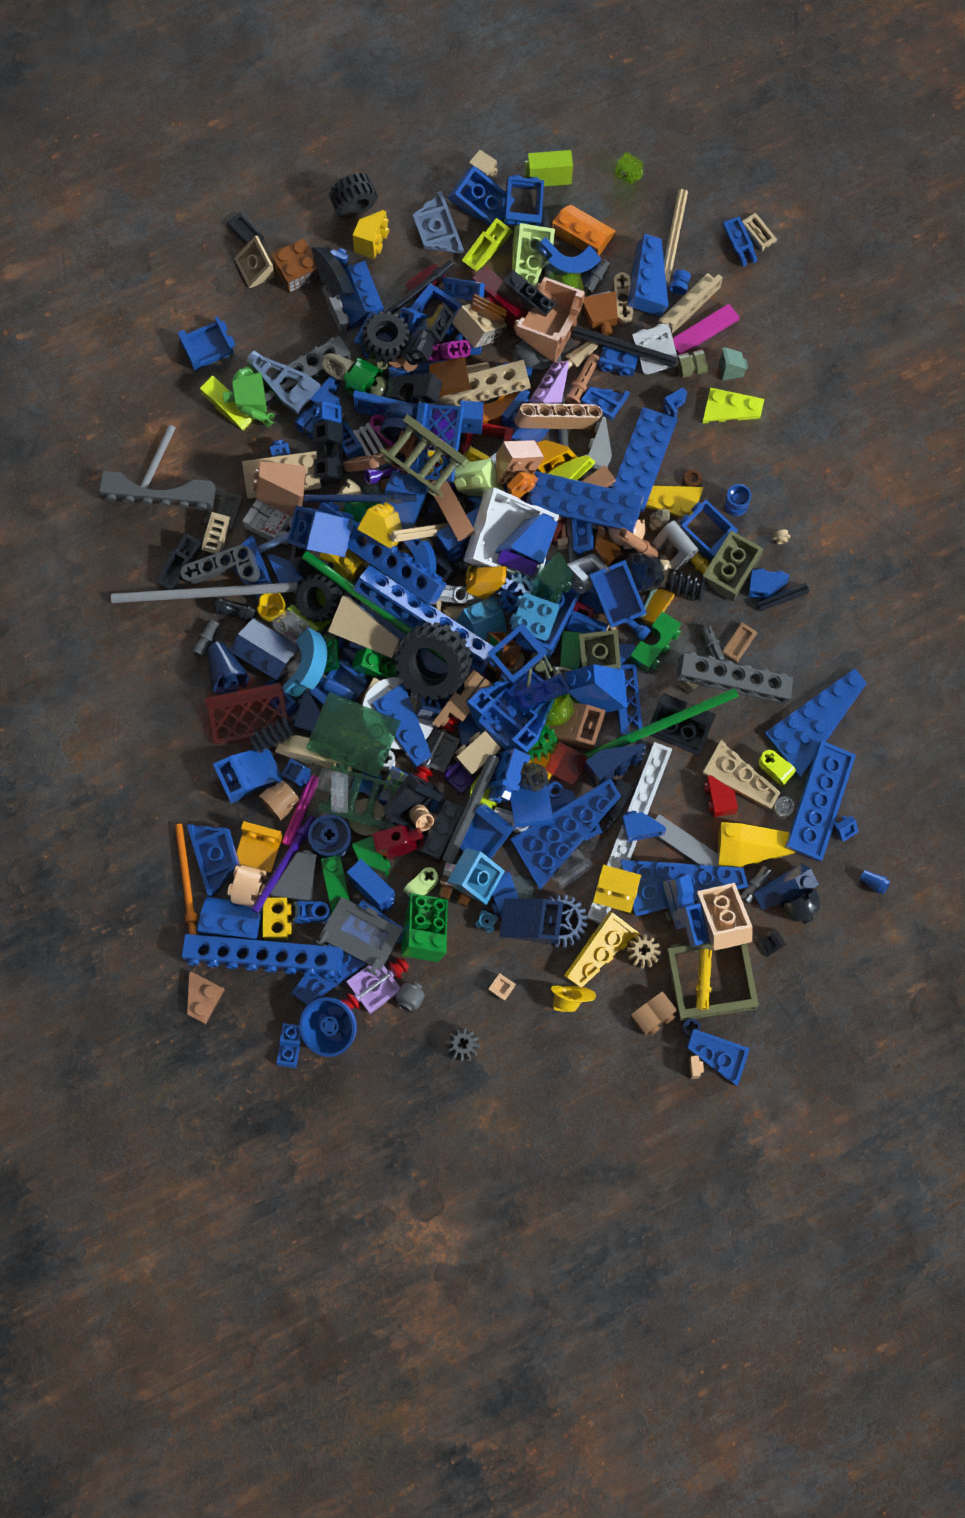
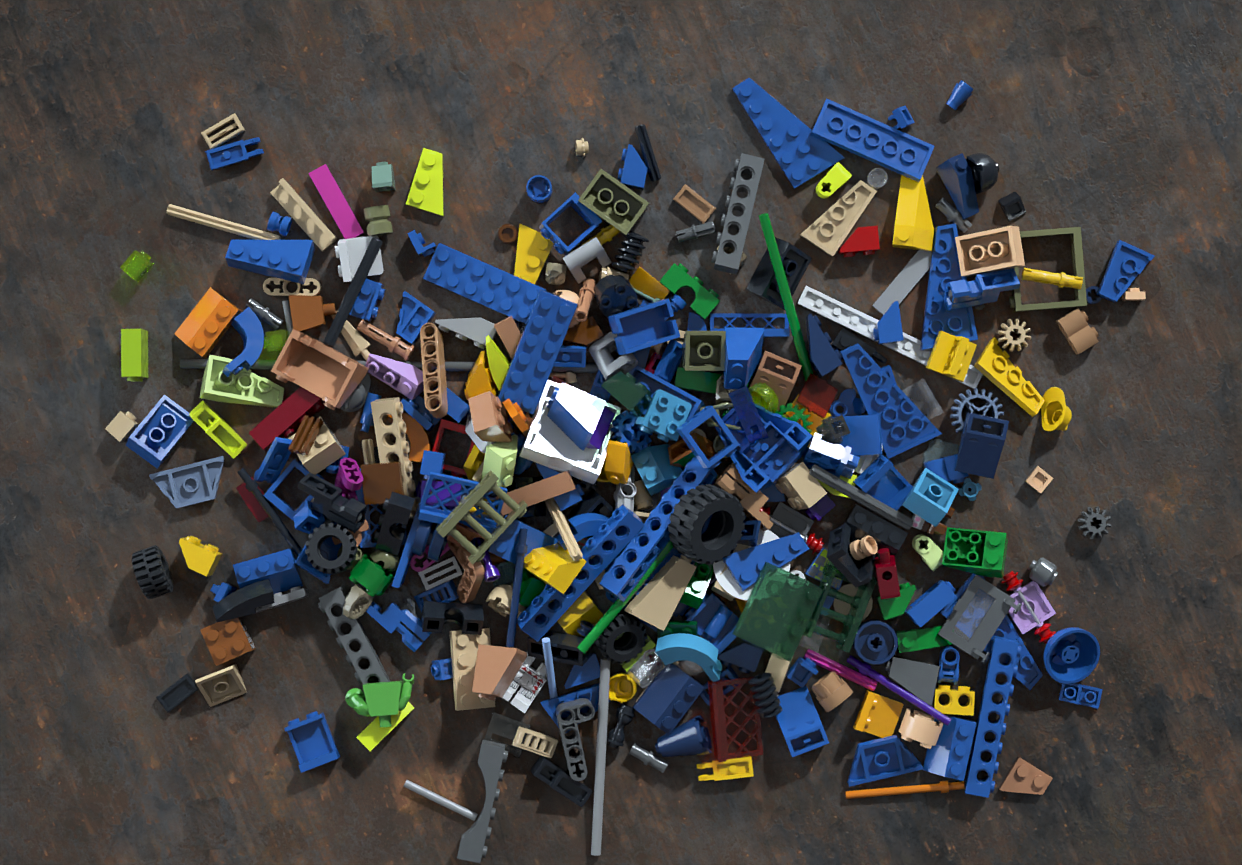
camera: 80 degrees left, 15 degrees up
(198, 712) = (729, 769): none -> yellow hinge
(299, 395) = (385, 644): sand blue plate -> none
(320, 531) = (558, 633): slope -> none
(326, 411) = (411, 617): blue bracket -> none
(339, 792) = (836, 629): clear slope -> none
(513, 218) = (192, 386): blue window -> none
(524, 295) = (292, 393): black slope -> none

